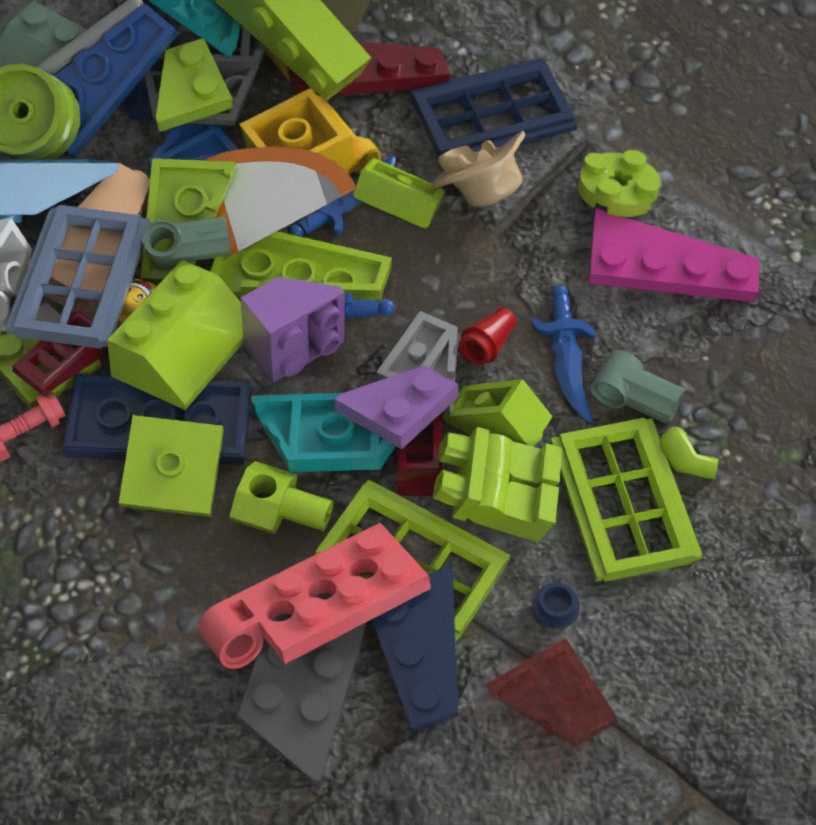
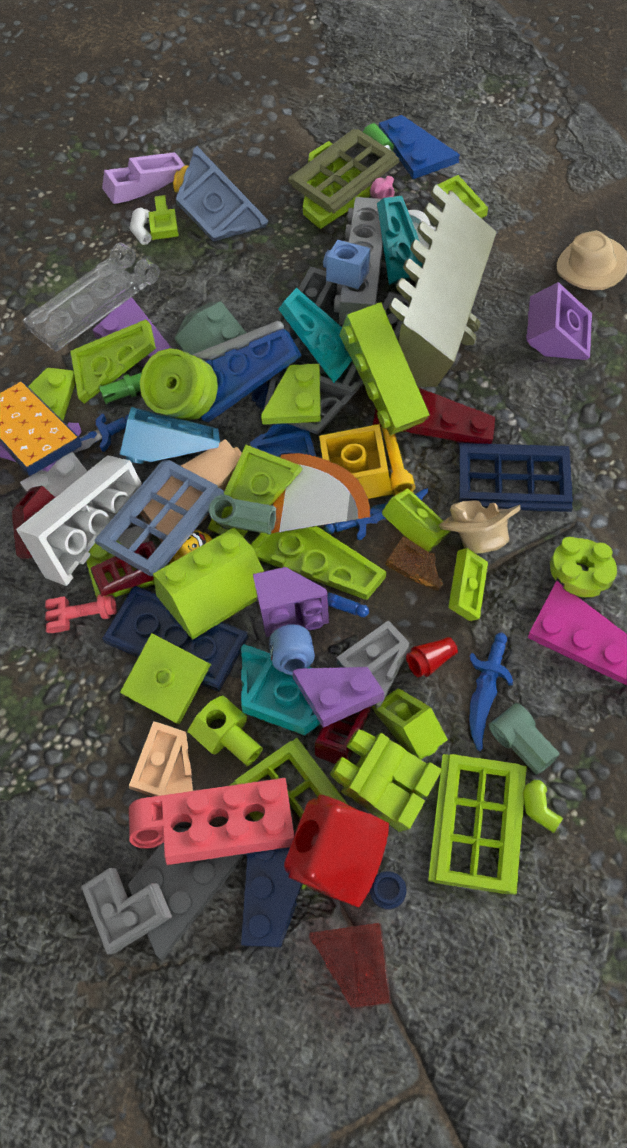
camera: 30 degrees right, 5 degrees up
(214, 561) = (163, 763): none -> light nougat wing
(248, 756) = (122, 918): none -> light grey tile
(319, 375) = (291, 648): none -> medium blue head
(420, 241) = (415, 564): none -> clear orange slope
(483, 573) = (337, 850): none -> red piece
(495, 243) = (468, 584): none -> lime plate

